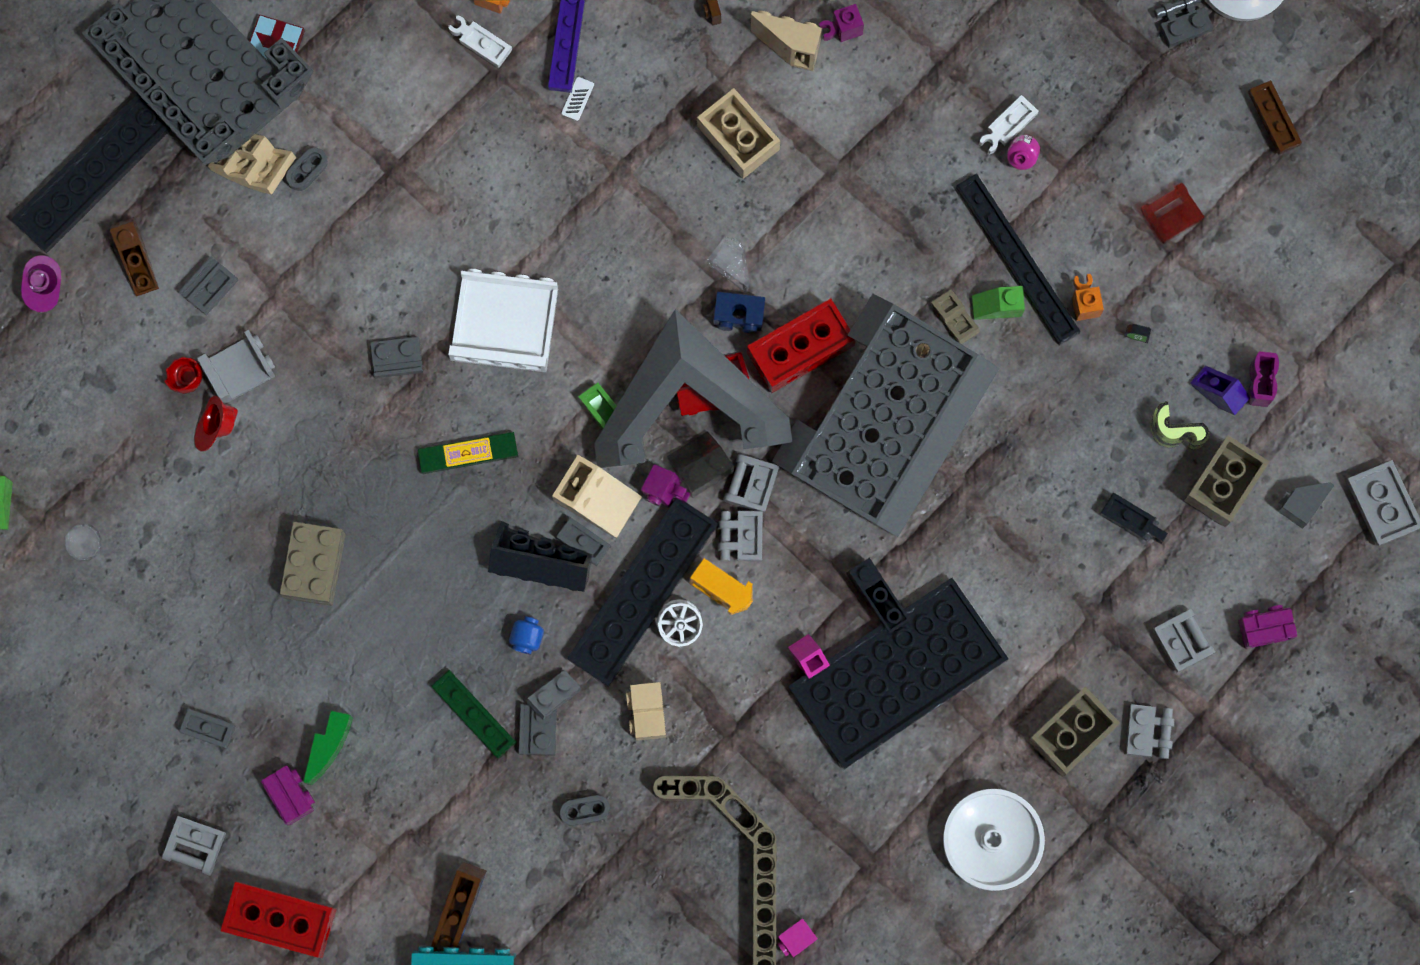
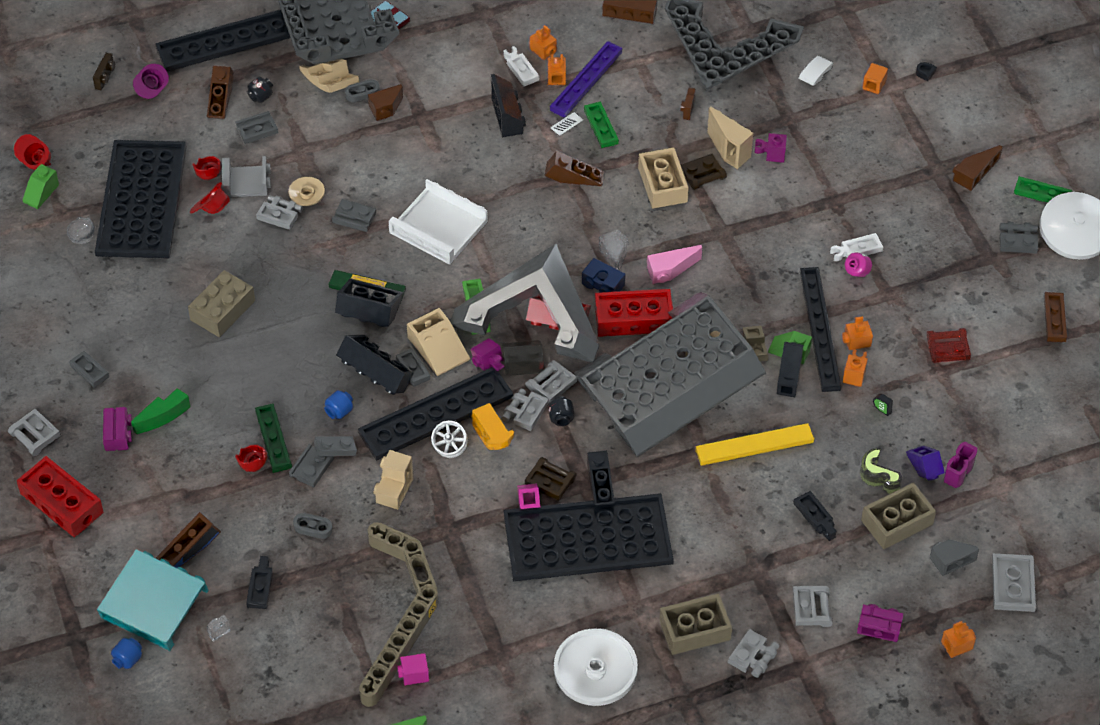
camera: 25 degrees right, 25 degrees down
(127, 458) = (141, 199): none -> black plate
(181, 228) = (260, 89): none -> black head
(309, 403) = (278, 215): none -> light grey plate
(319, 342) = (306, 191): none -> tan dish
(345, 175) = (385, 102): none -> reddish brown slope
(467, 757) = (251, 458): none -> red hair
(485, 478) = (368, 302): none -> black slope
(498, 114) = (506, 107): none -> black slope
(528, 28) = (557, 70): none -> orange brick
(568, 916) = (260, 585): none -> black hinge
(622, 84) = (601, 124): none -> green plate
(625, 170) = (572, 171): none -> reddish brown slope
(769, 93) = (701, 167): none -> dark brown plate
(784, 520) = (561, 411): none -> black head
(803, 257) = (670, 264): none -> bright pink slope
(817, 623) = (547, 482): none -> dark brown plate
(1020, 346) = (790, 369): none -> black slope
(1020, 456) = (754, 444): none -> yellow tile
(1067, 251) = (858, 334): none -> orange brick
(1360, 607) = (958, 639): none -> orange brick

